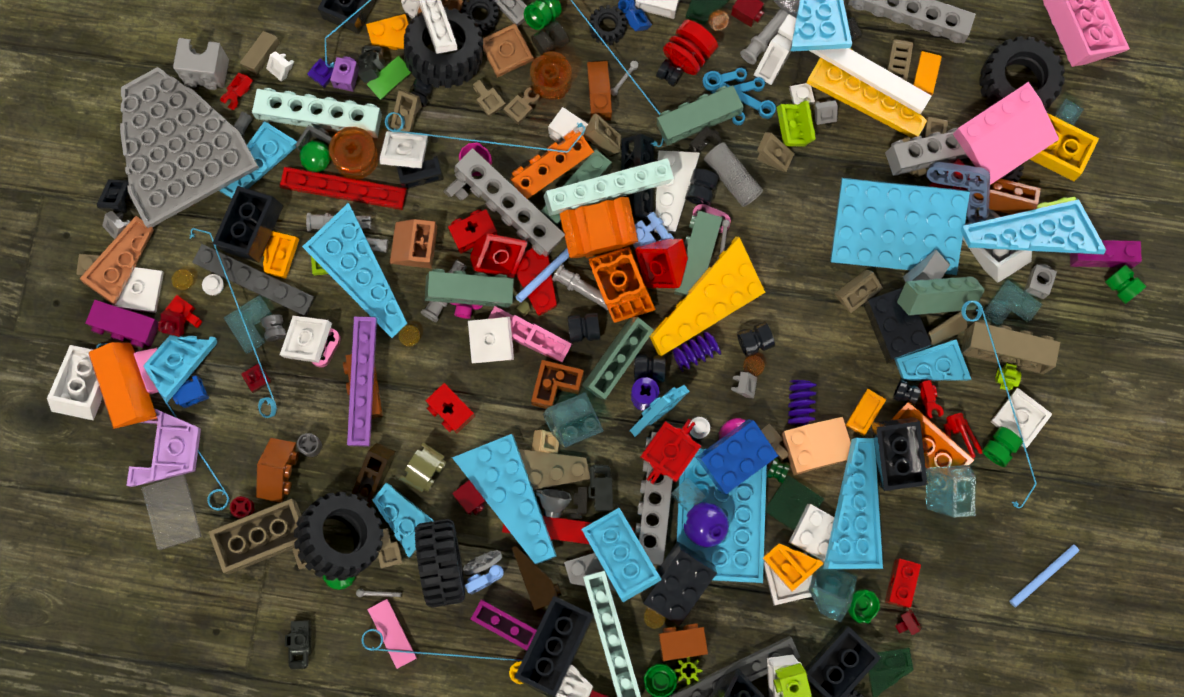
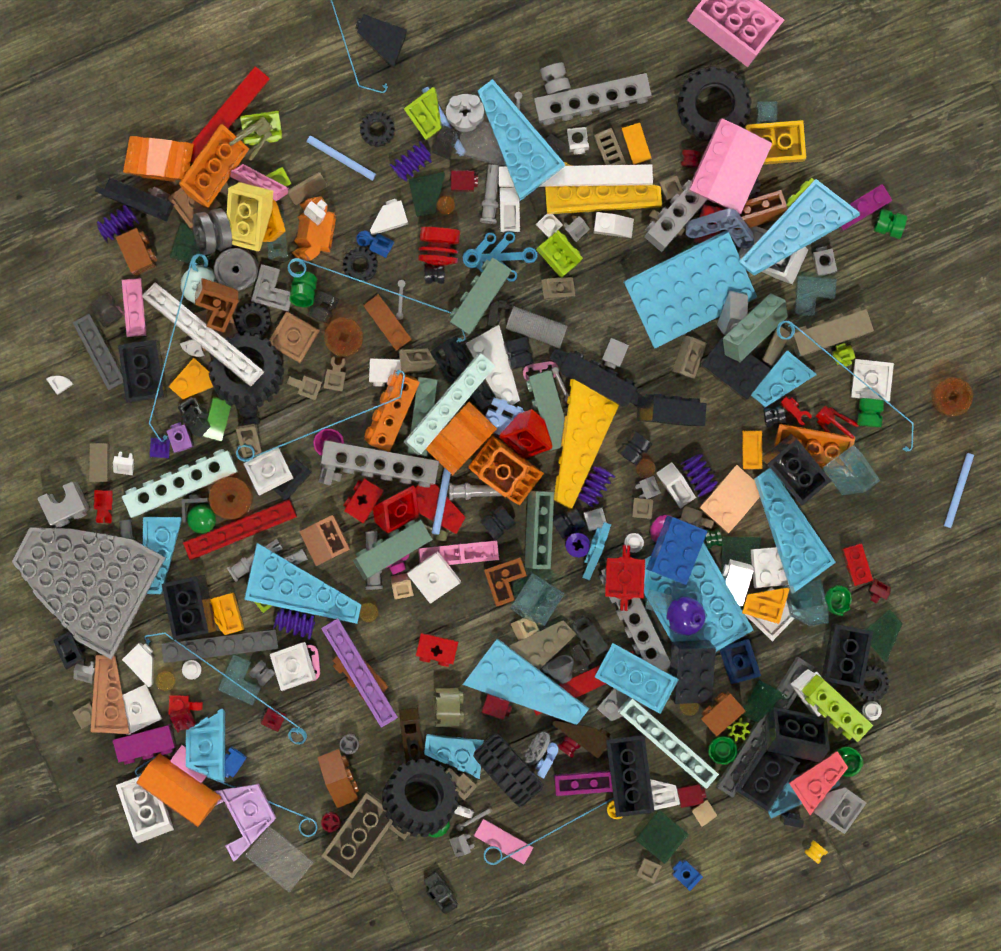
camera: 30 degrees left, 10 degrees up
(172, 249) = (141, 663): none -> white slope
(334, 301) = (294, 622): none -> dark purple piece
(348, 610) = (460, 845): none -> light grey tile
(373, 579) = (463, 811): none -> white tile
(455, 331) = (401, 586): none -> tan slope
(514, 581) = (568, 746): none -> dark red wheel
(675, 380) = (595, 519): none -> white tile
(727, 400) = (642, 508): none -> dark tan plate
(728, 657) = (762, 701): none -> clear green wing
(731, 605) = (740, 661): none -> dark blue slope
(767, 264) = (591, 375): none -> black hinge
(773, 398) = (676, 485): none -> white slope
(778, 523) = (737, 579): none -> white slope
(791, 243) = (614, 353): none -> light grey brick
(813, 323) = (671, 410): none -> black brick
(861, 128) = (613, 225): none -> white slope
(873, 42) = (578, 148): none -> white bracket
(969, 112) = (690, 158): none -> dark red wheel
(1097, 470) = (948, 407): none -> clear orange brick

